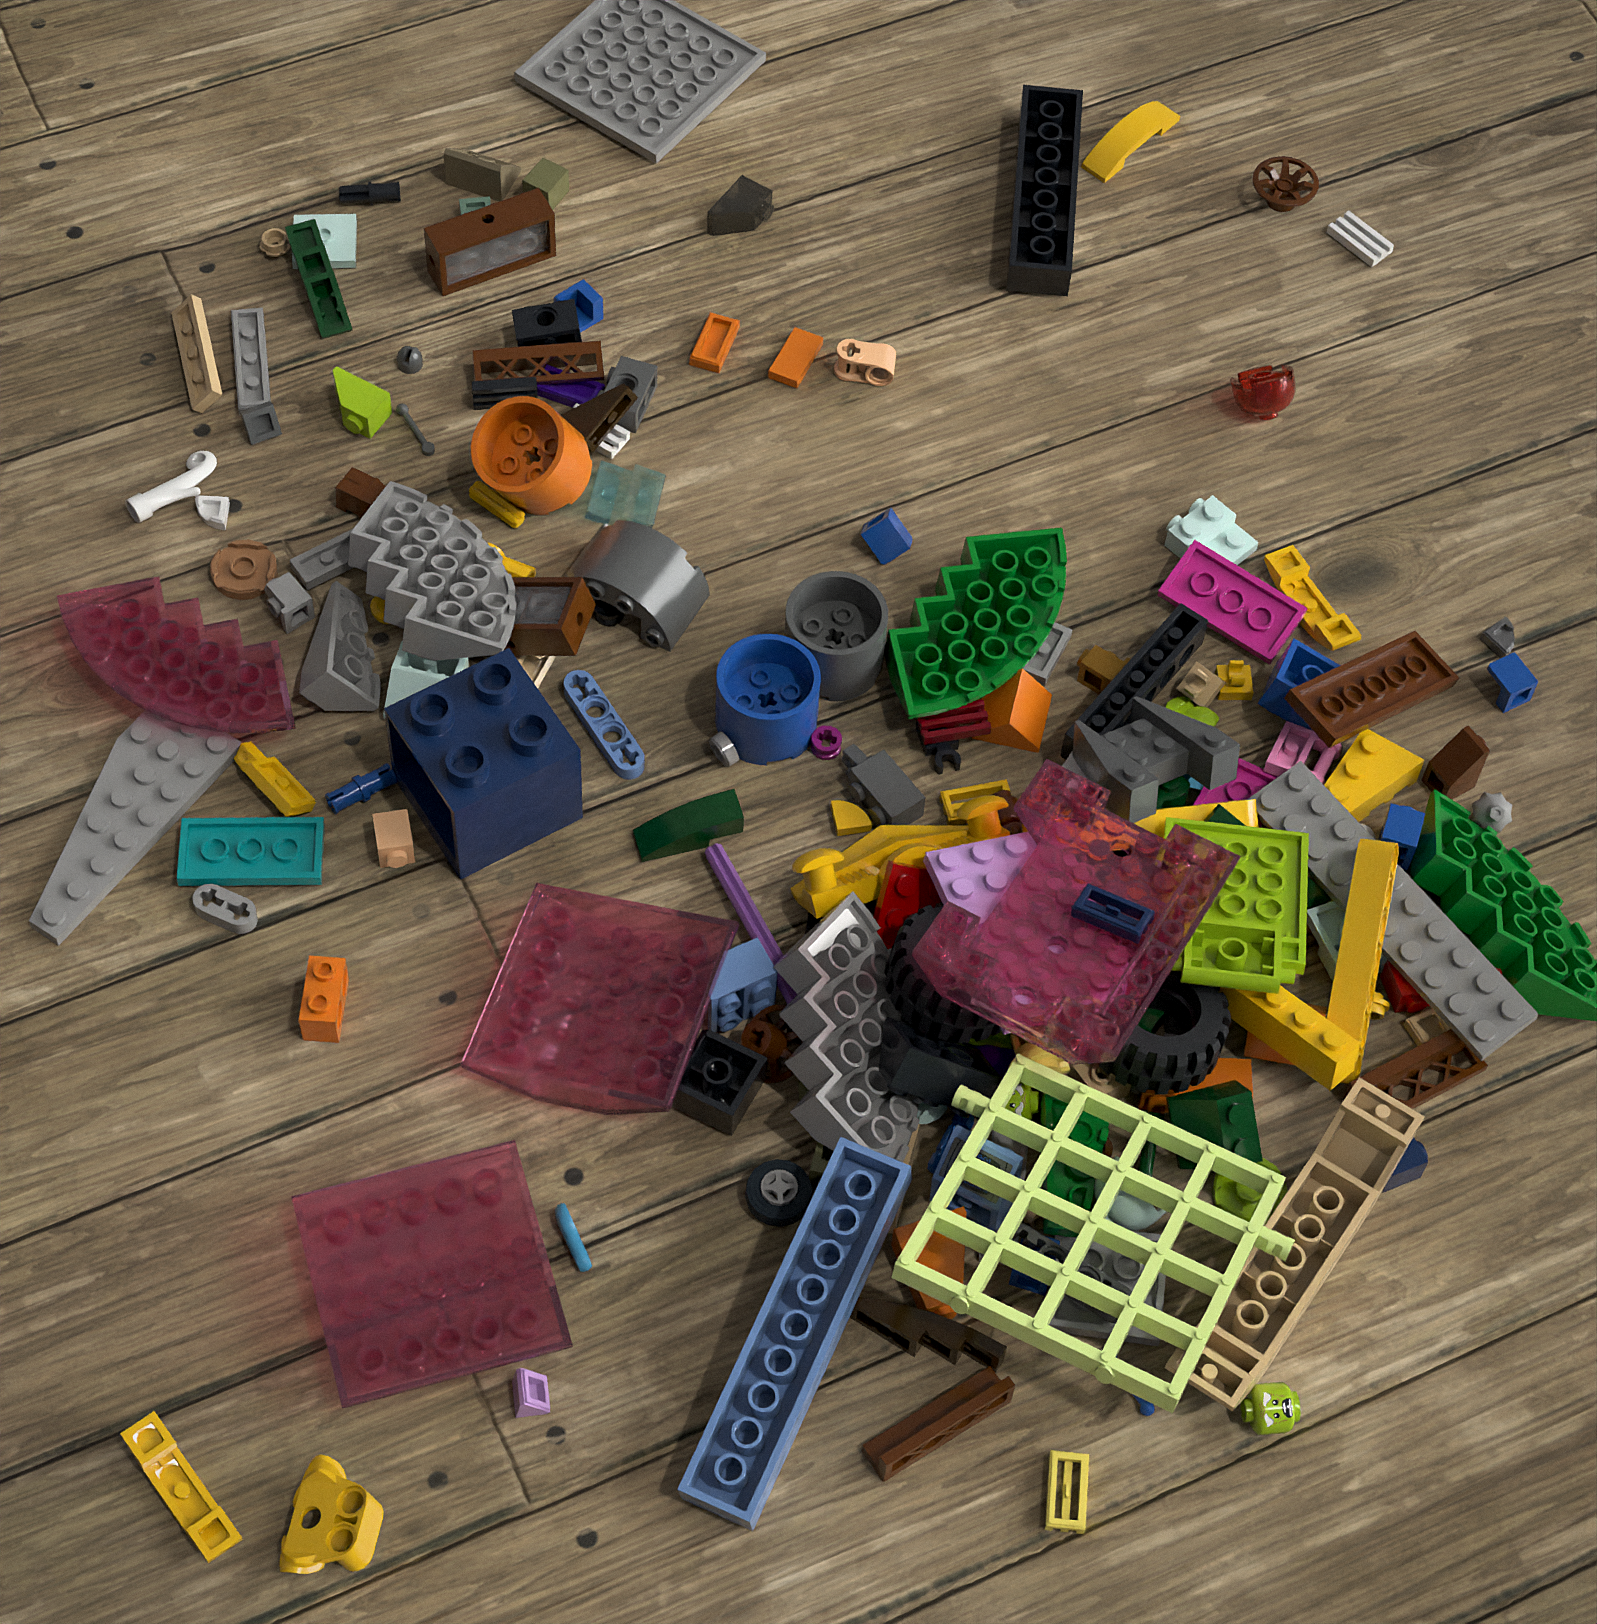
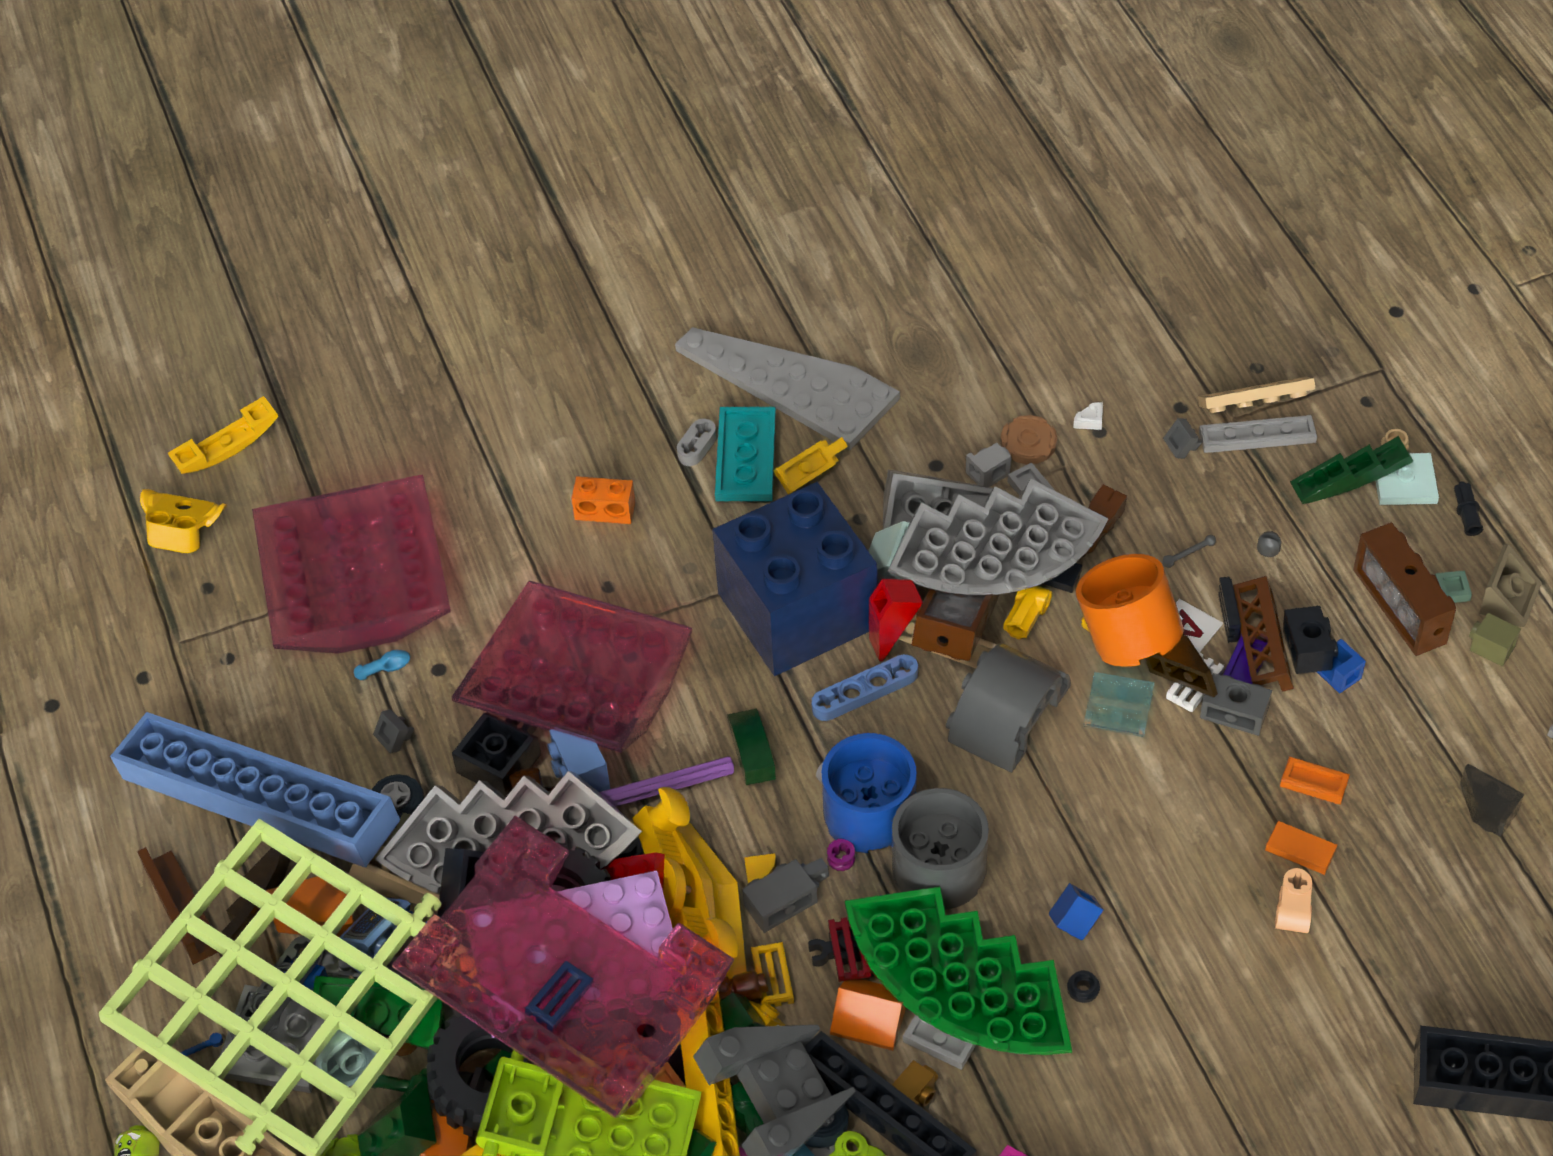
camera: 100 degrees right, 5 degrees down
(143, 505) = (1089, 369): white plant -> none
(174, 662) = (917, 392): clear pink brick -> none
(361, 404) = (1208, 504): lime slope -> none
(530, 1393) = (257, 637): lavender slope -> none
(539, 658) = (890, 612): none -> red slope
(680, 1208) = (392, 731): none -> dark grey tile
(967, 528) = (1083, 978): none -> black plate
(1065, 1523) = (78, 1003): light yellow tile -> none

